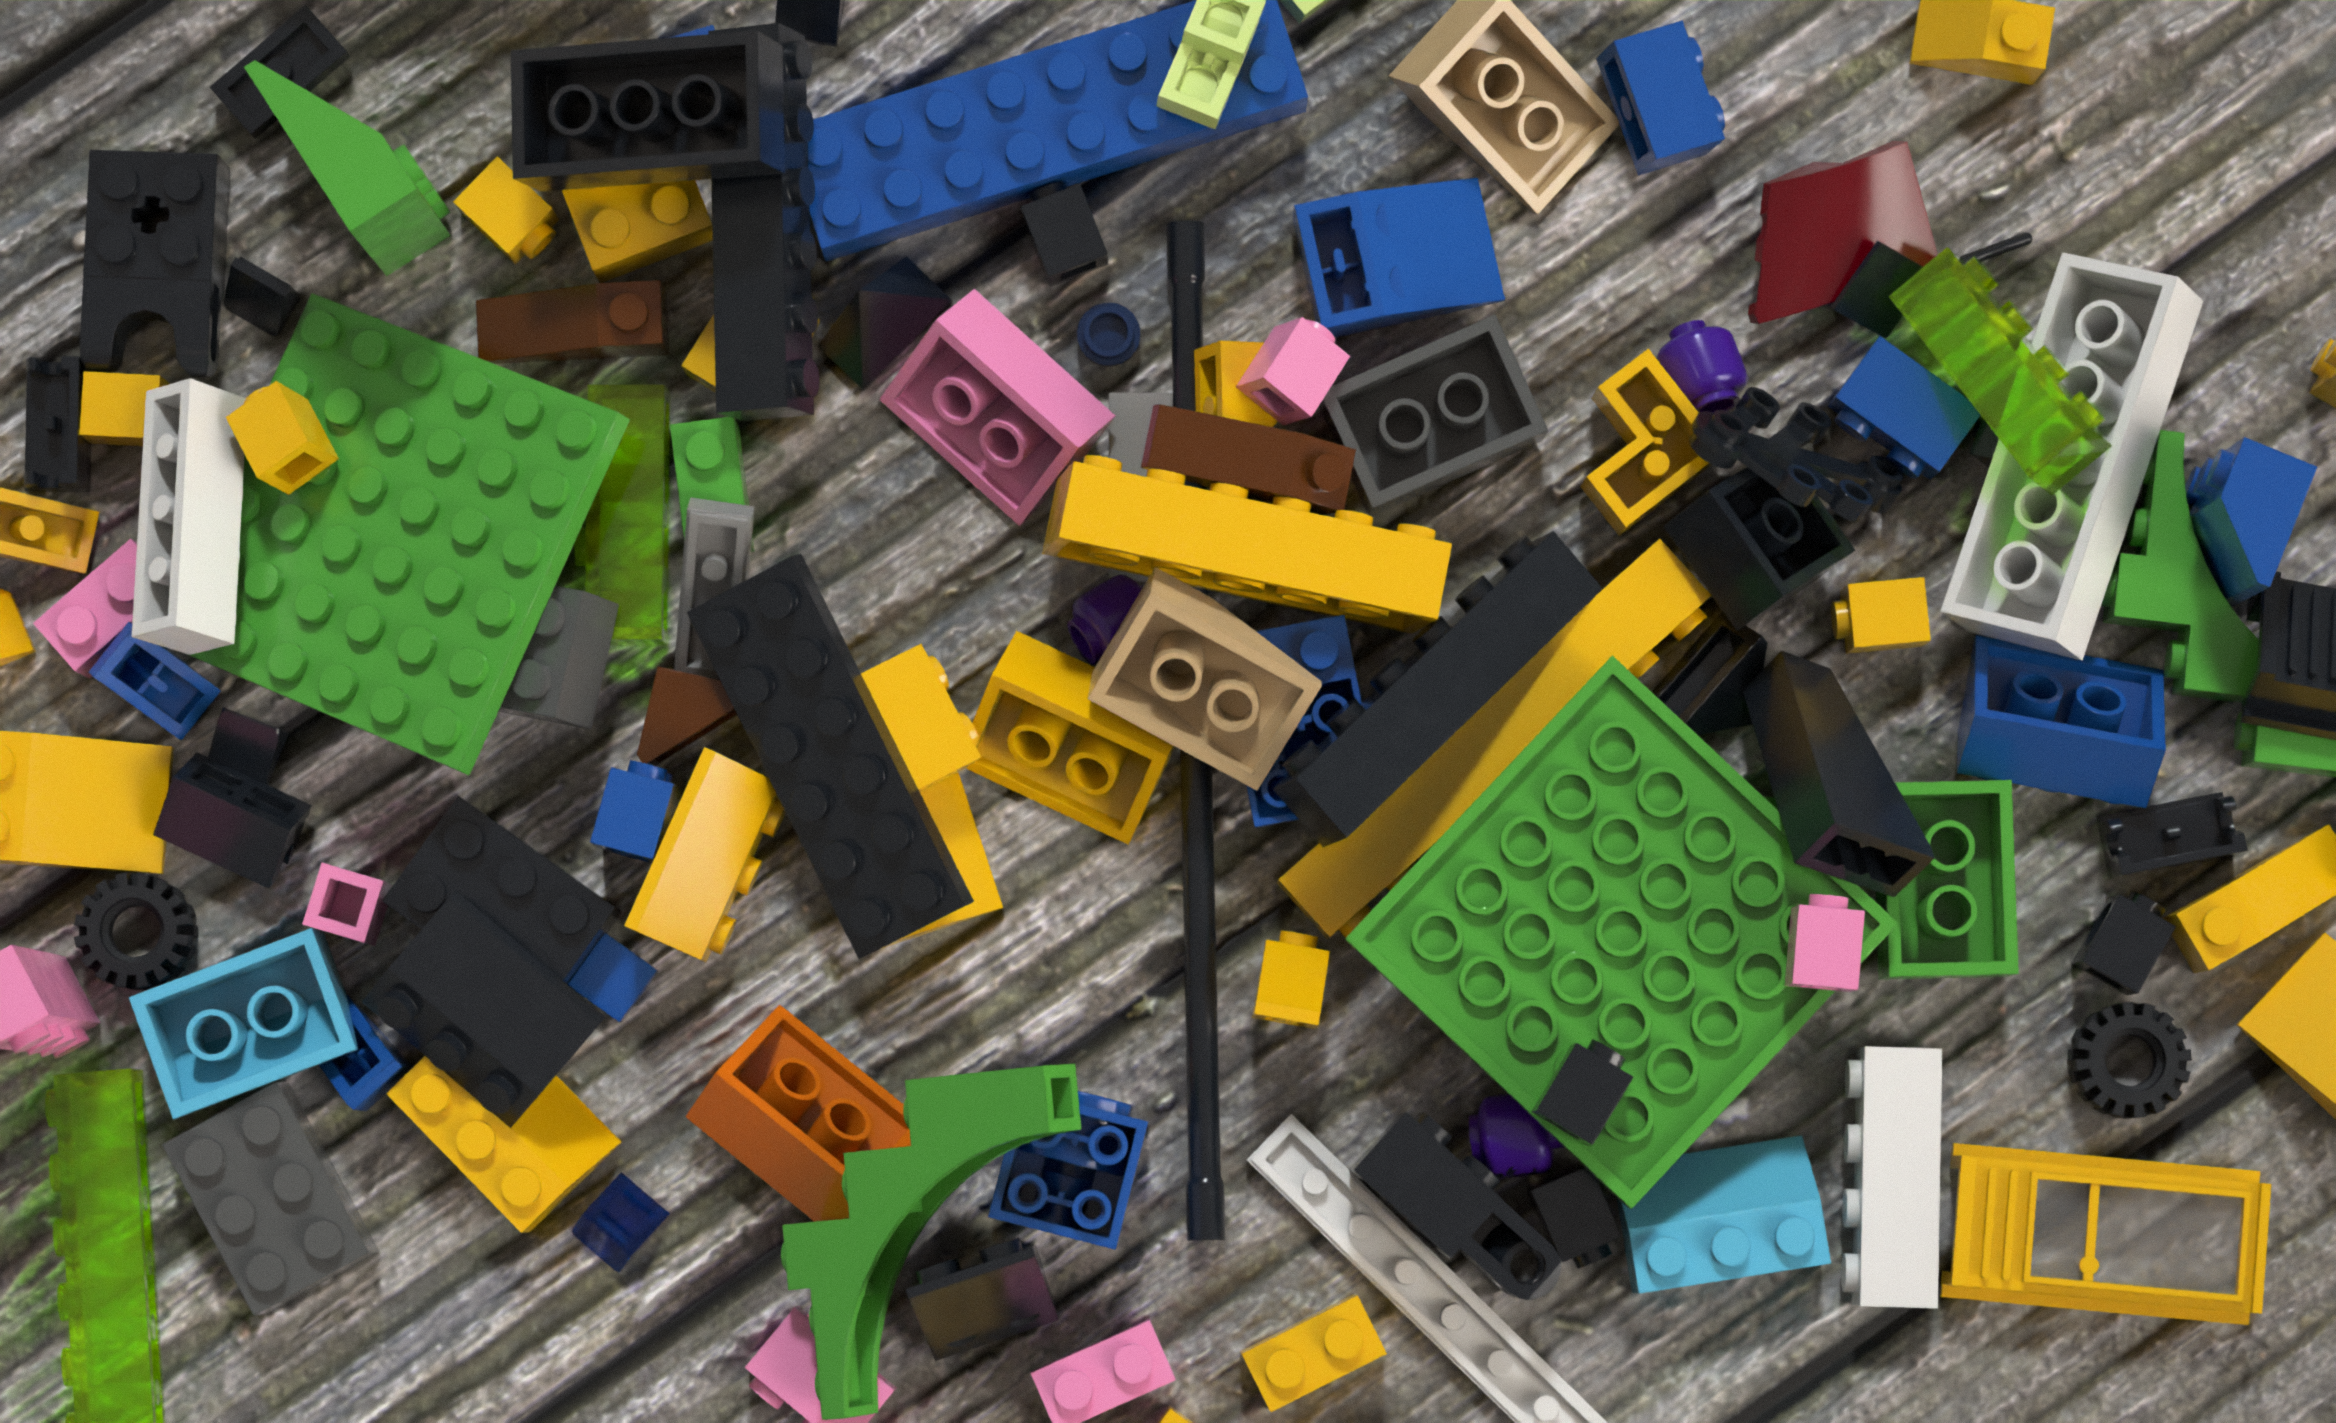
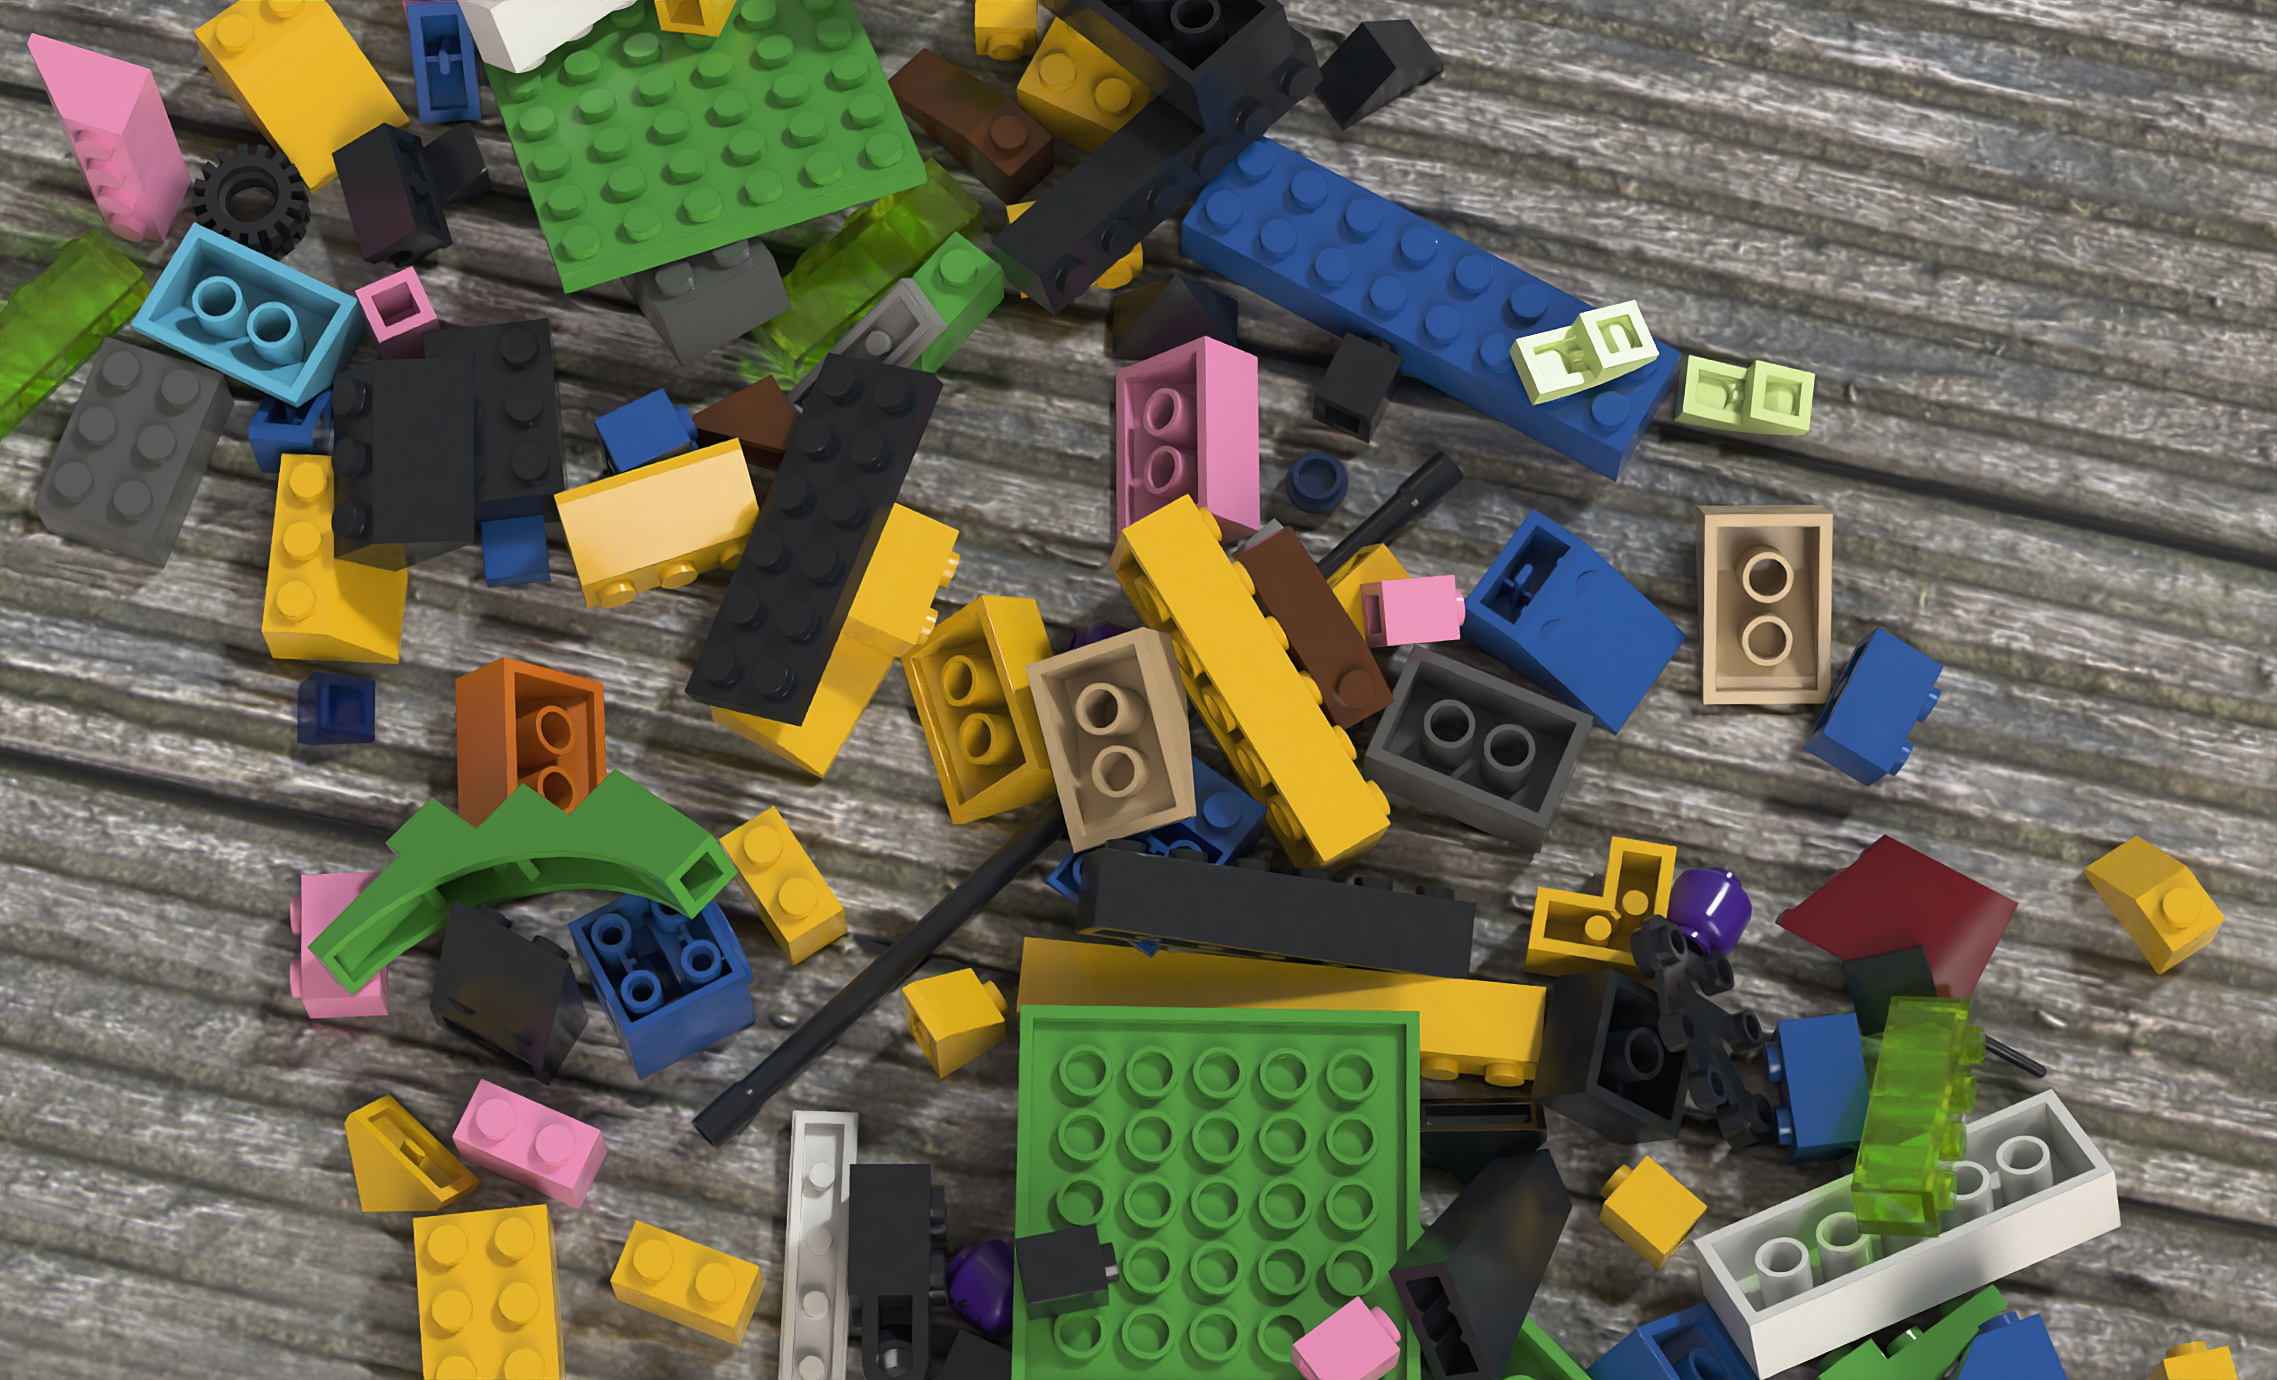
camera: 50 degrees right, 15 degrees down
(1070, 1016) = (784, 886): none -> yellow brick

